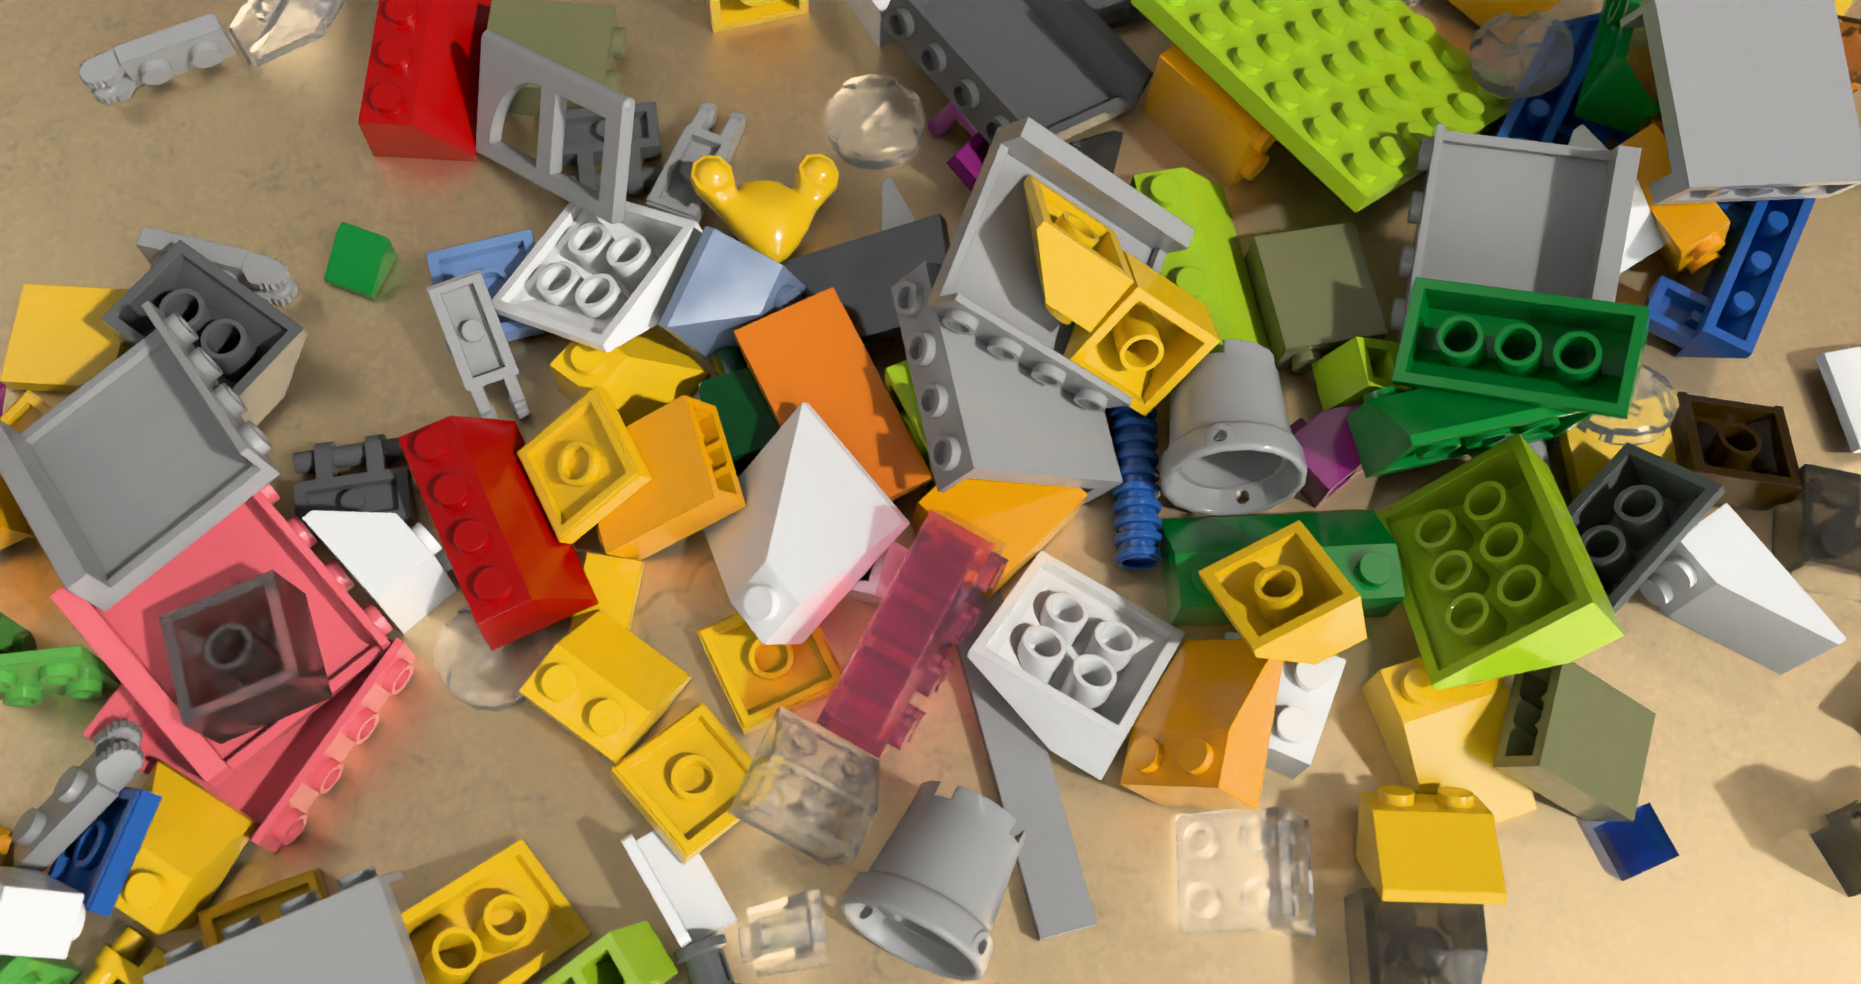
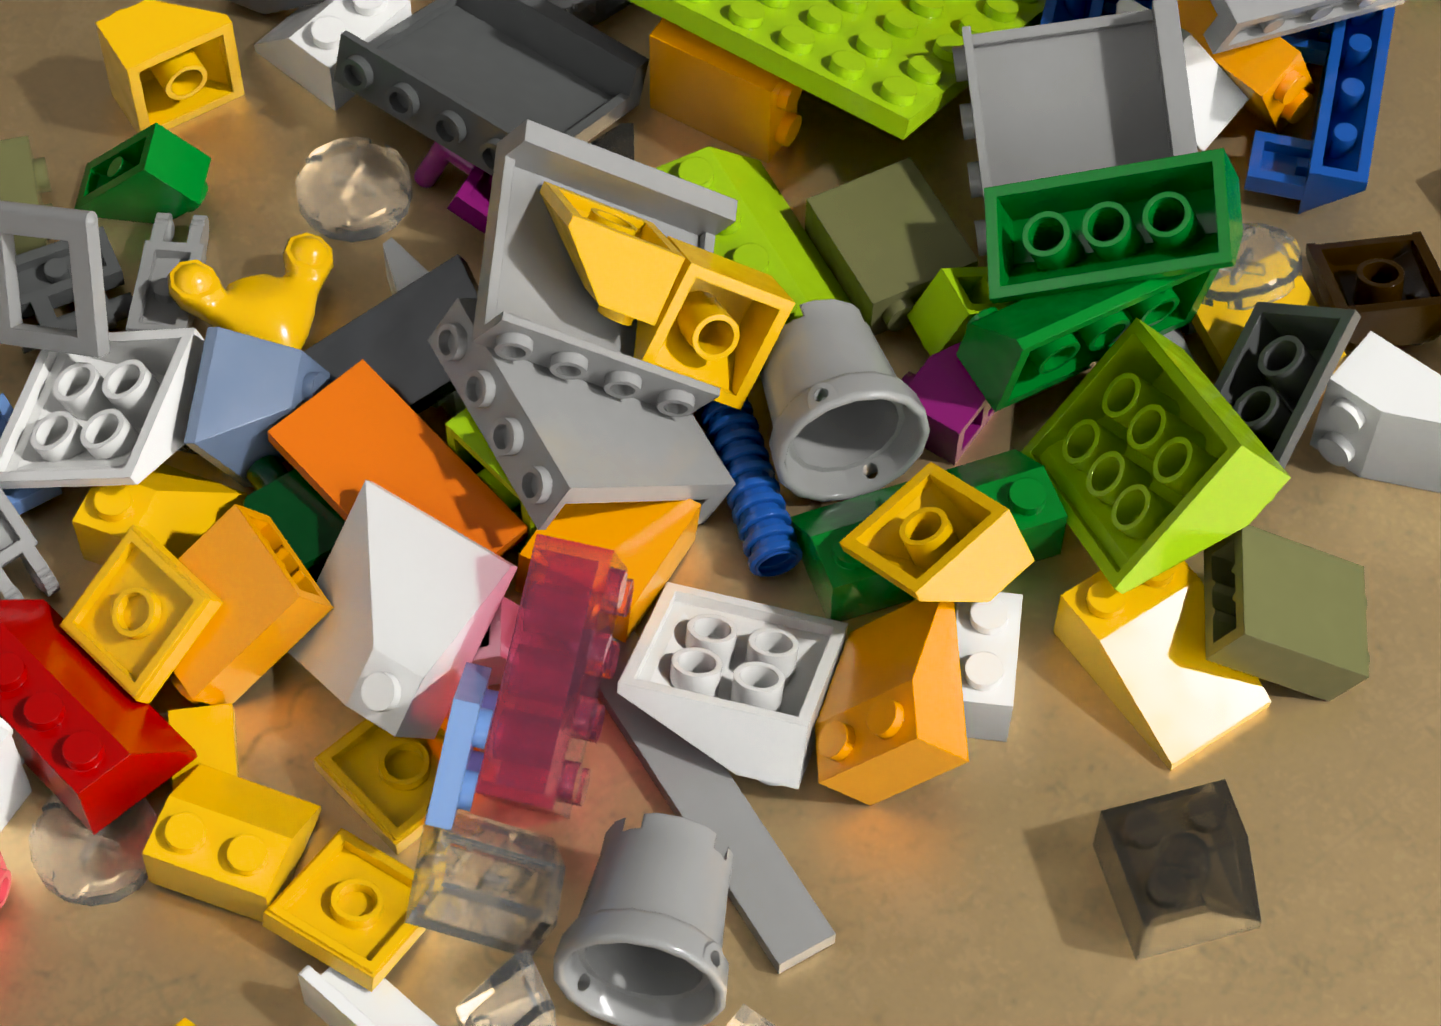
camera: 10 degrees left, 10 degrees down
(703, 68) = (145, 177): none -> green slope
(817, 676) = (459, 763): none -> medium blue plate
(1244, 872) = (978, 838): clear bracket -> none
(1429, 846) = (1158, 751): yellow slope -> none
(1636, 844) = (1384, 705): clear blue tile -> none

